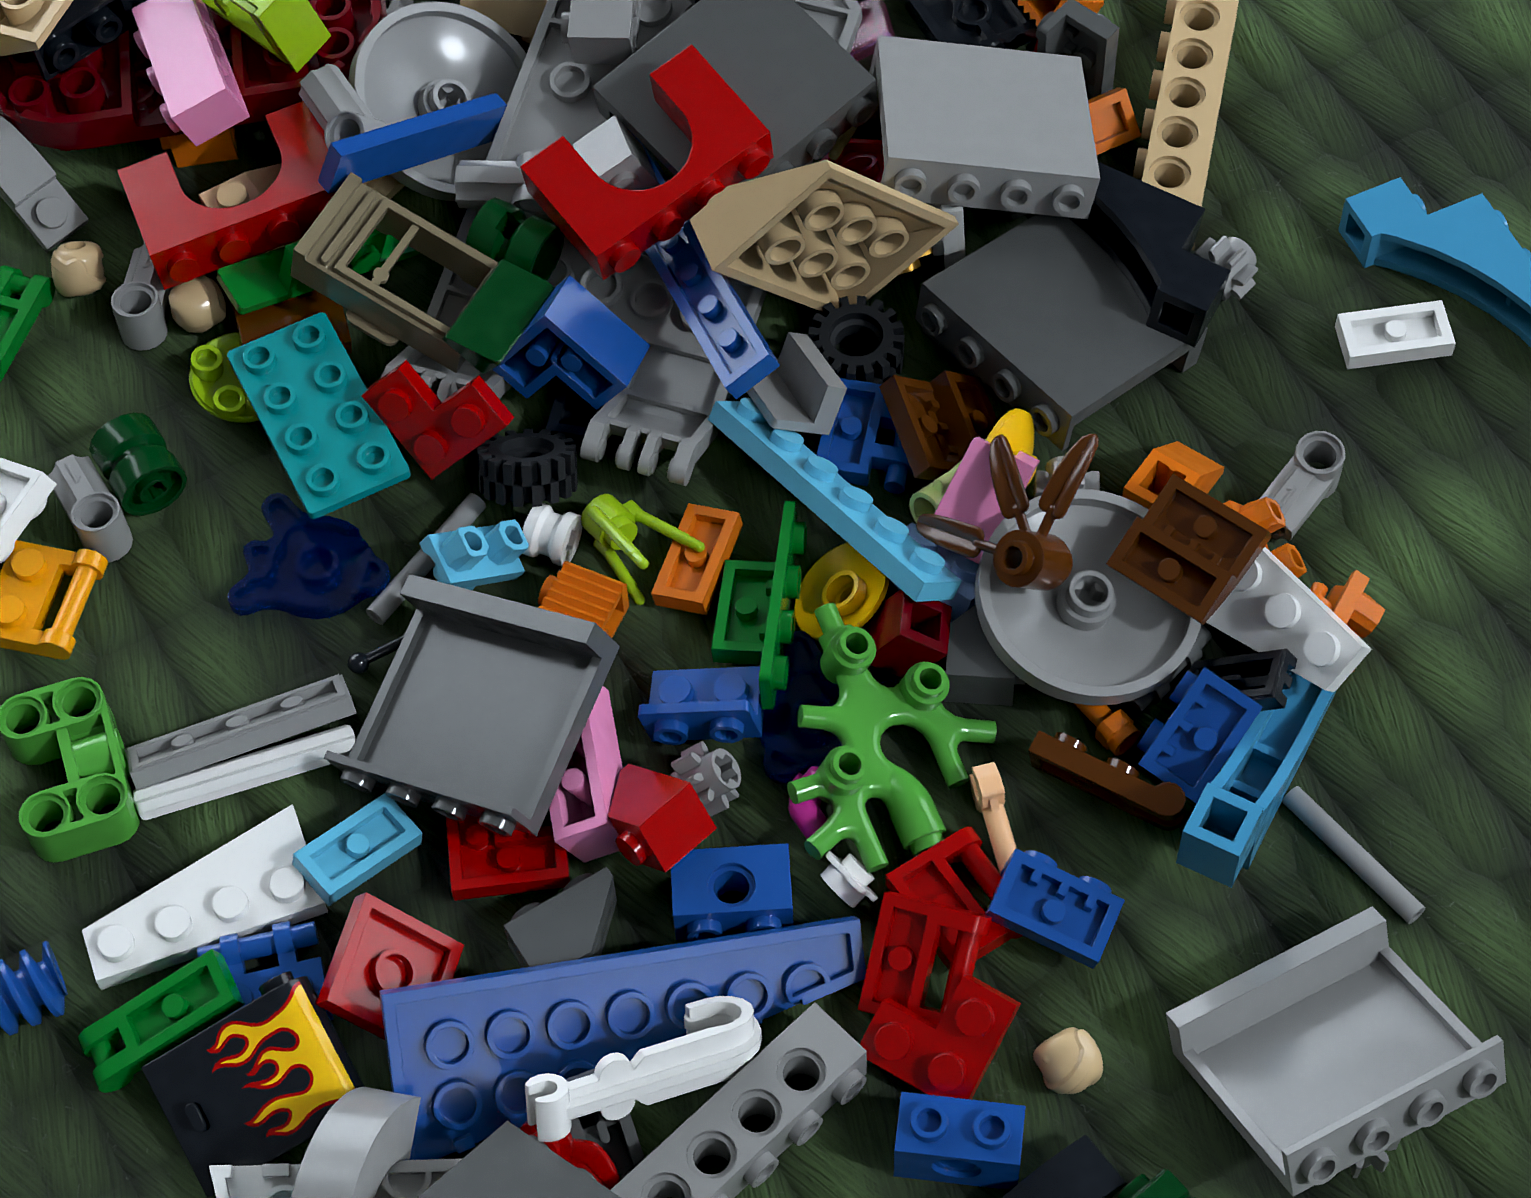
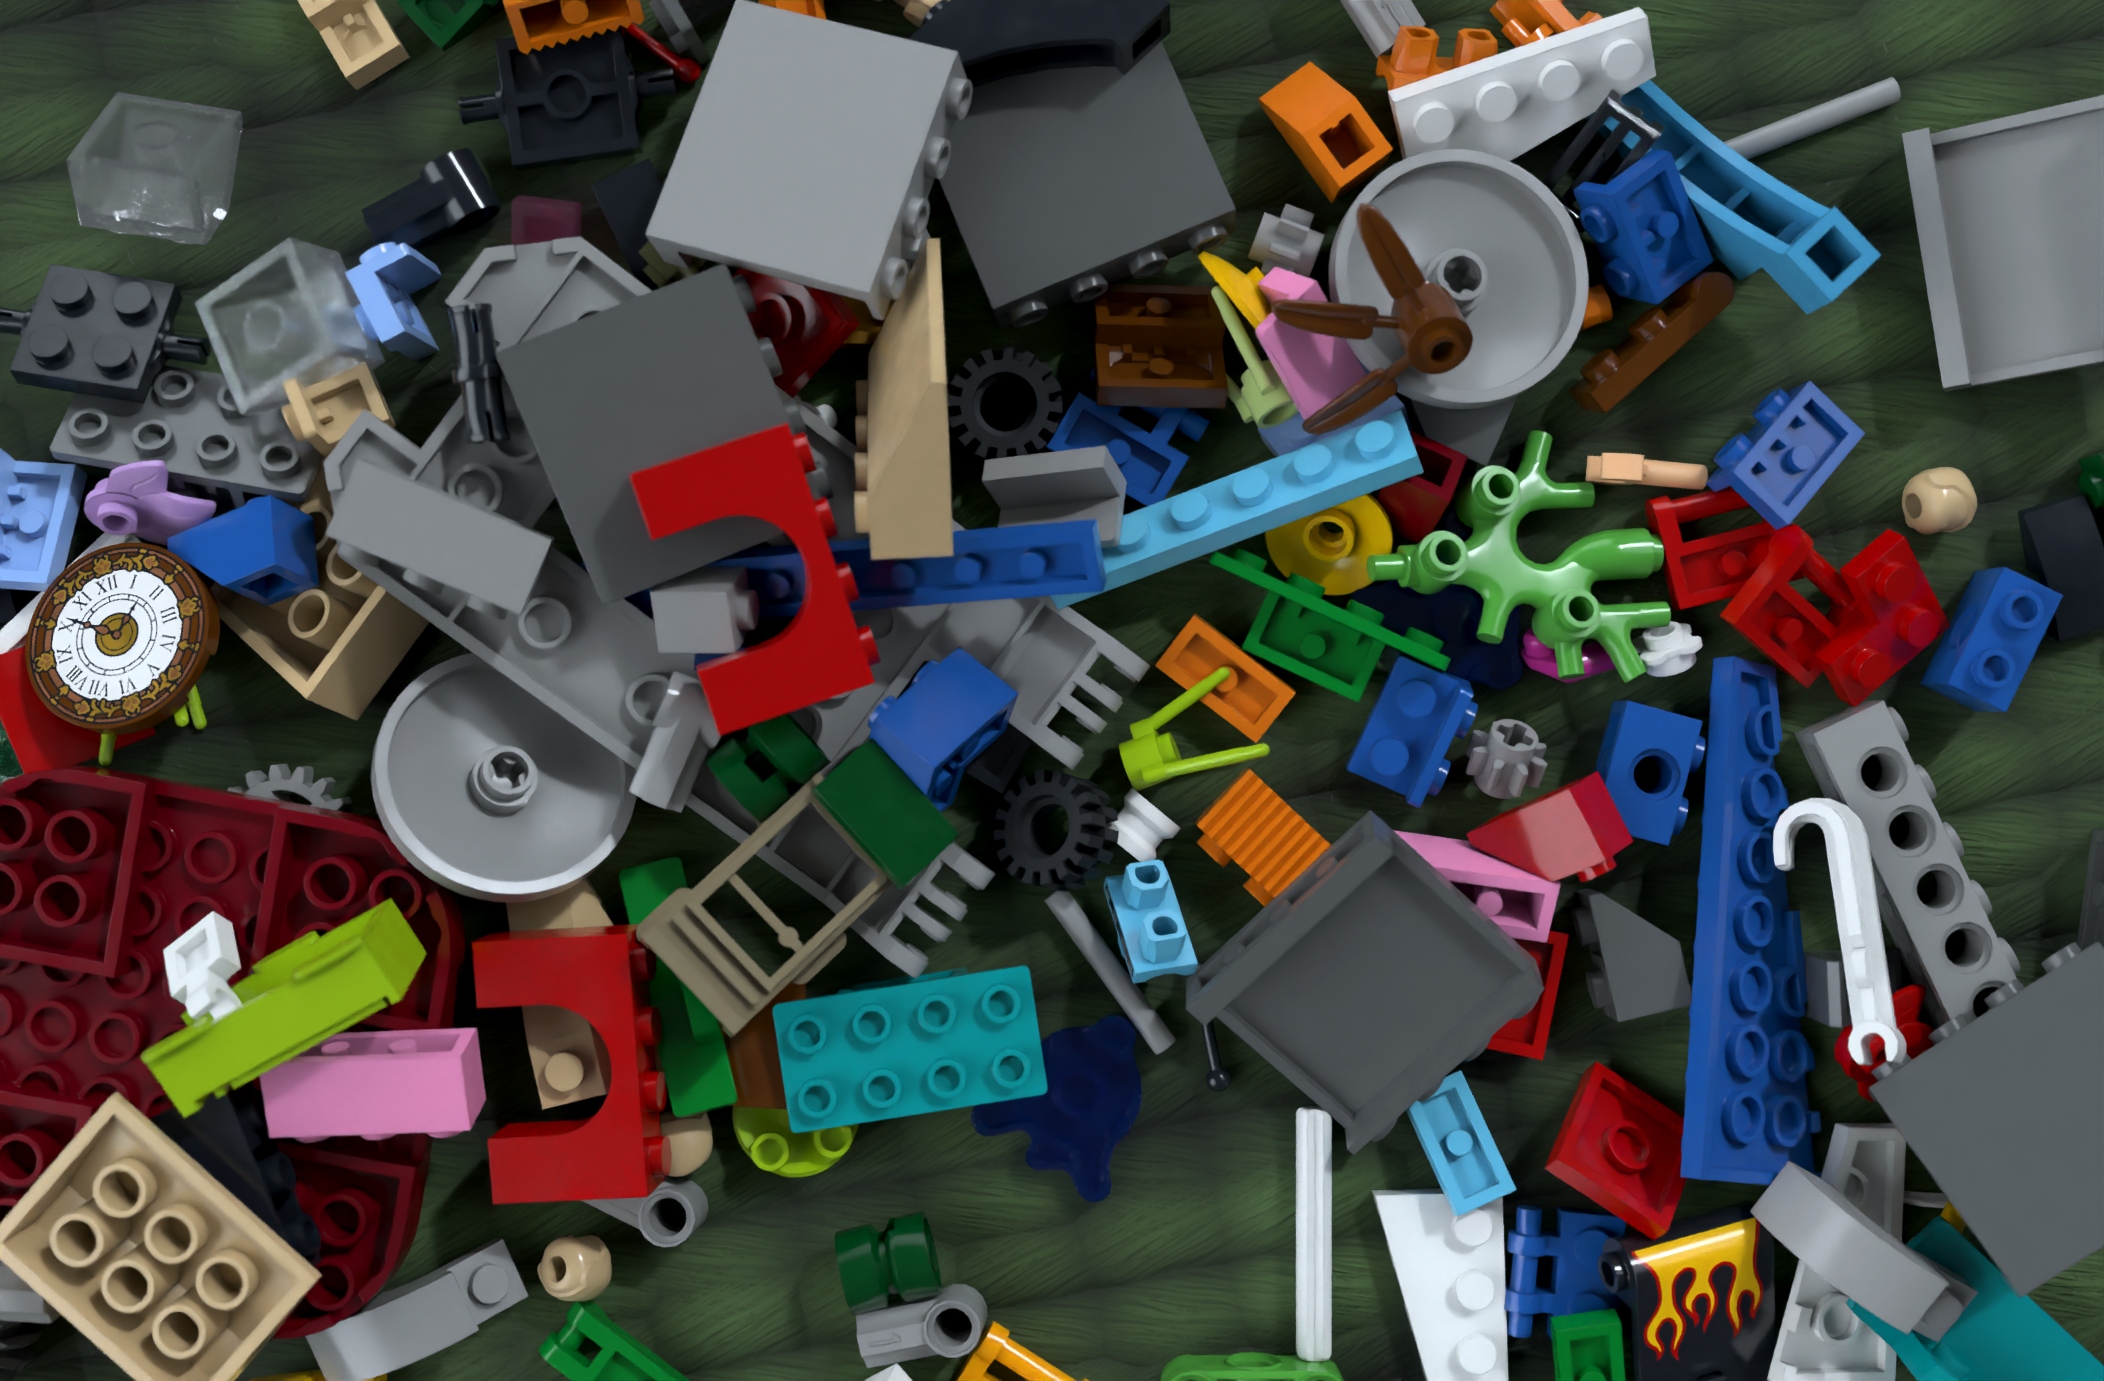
camera: 75 degrees left, 30 degrees up
(239, 731) = (1269, 1230): light grey tile -> none
(336, 104) = (554, 912): light grey piece -> none
(413, 141) = (592, 844): blue tile -> none
(435, 430) = (981, 925): red plate -> none
(1189, 549) = (1462, 151): reddish brown slope -> none

